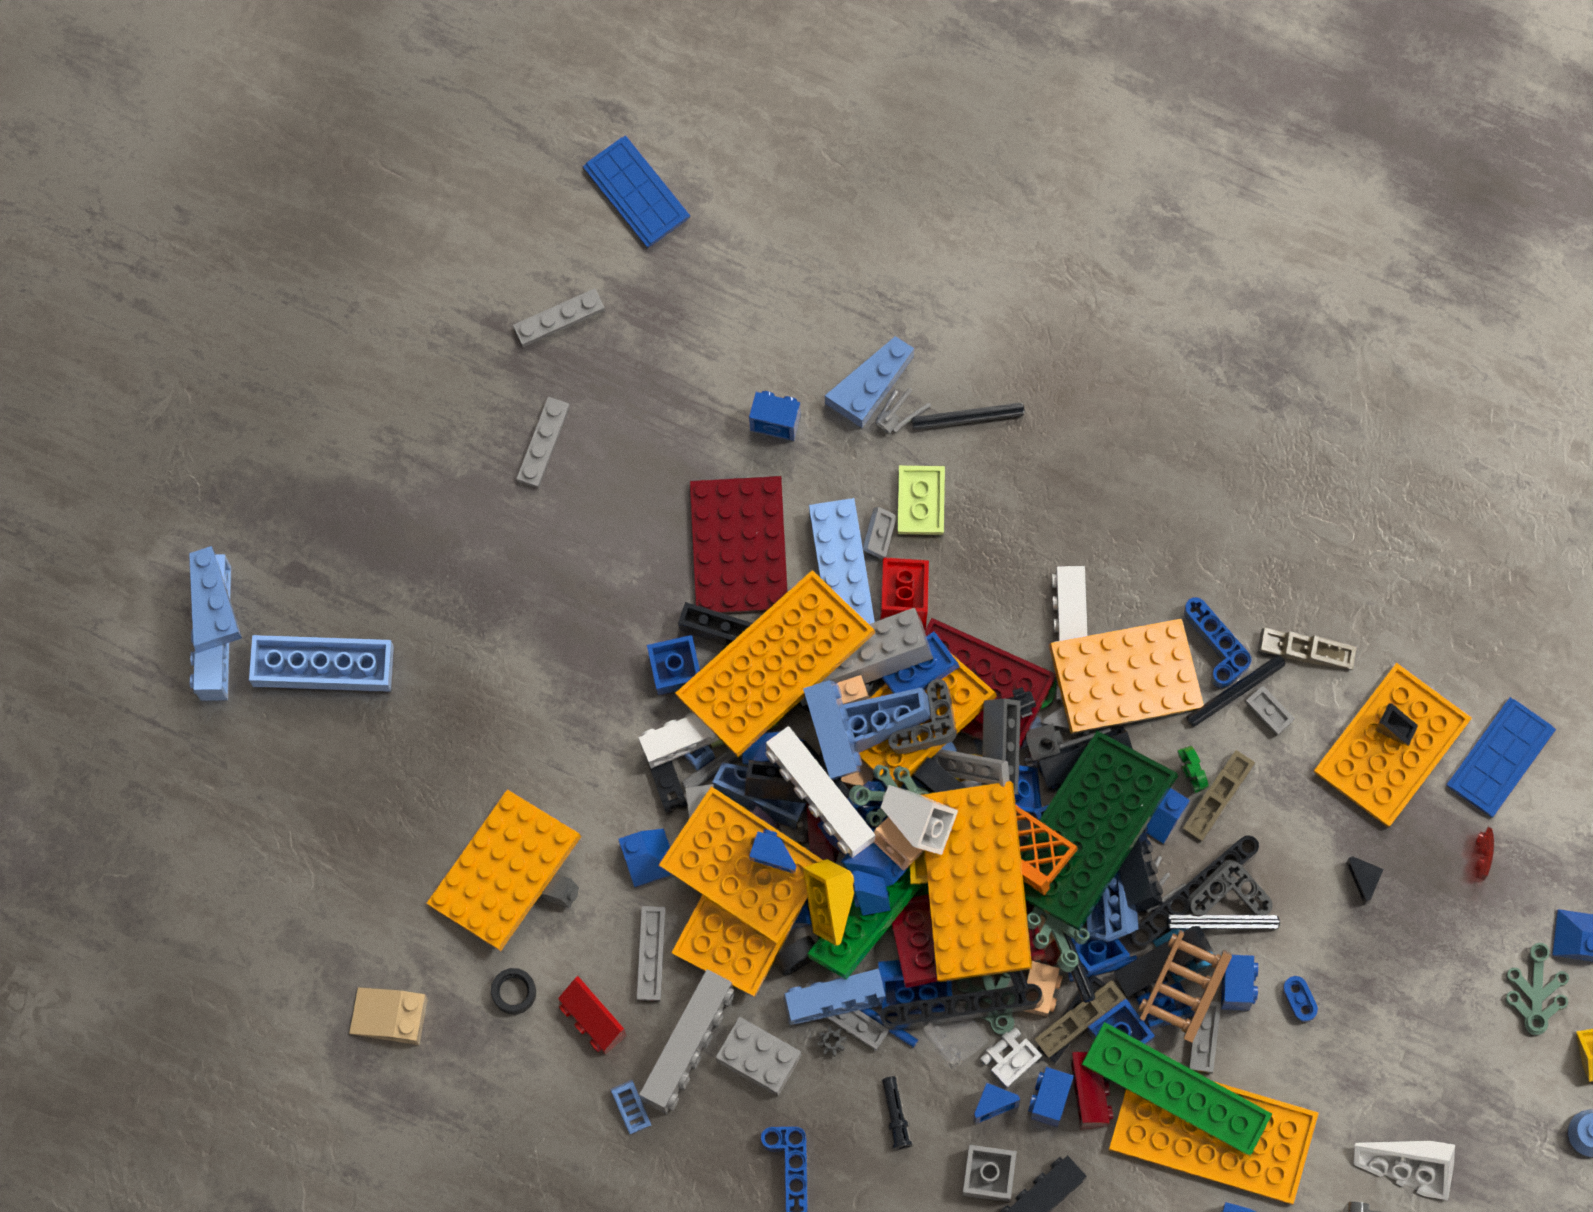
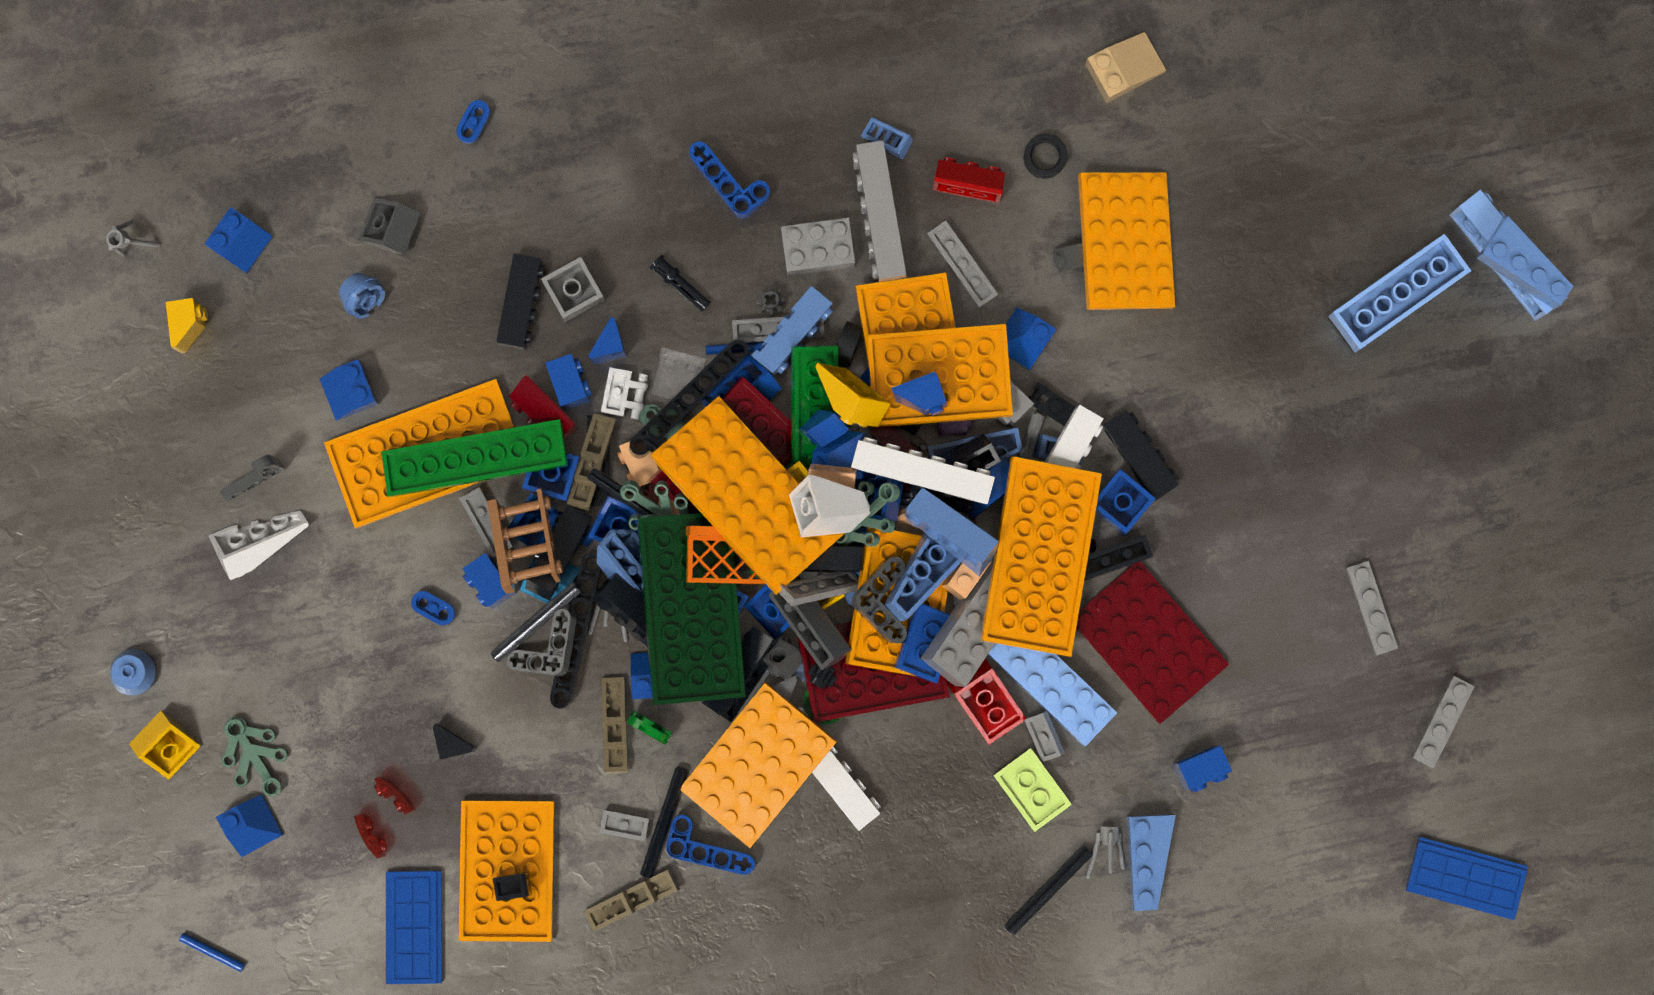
camera: 140 degrees right, 10 degrees up
(630, 692) = (1139, 454): none -> black brick
(1443, 878) = (388, 790): none -> clear red slope

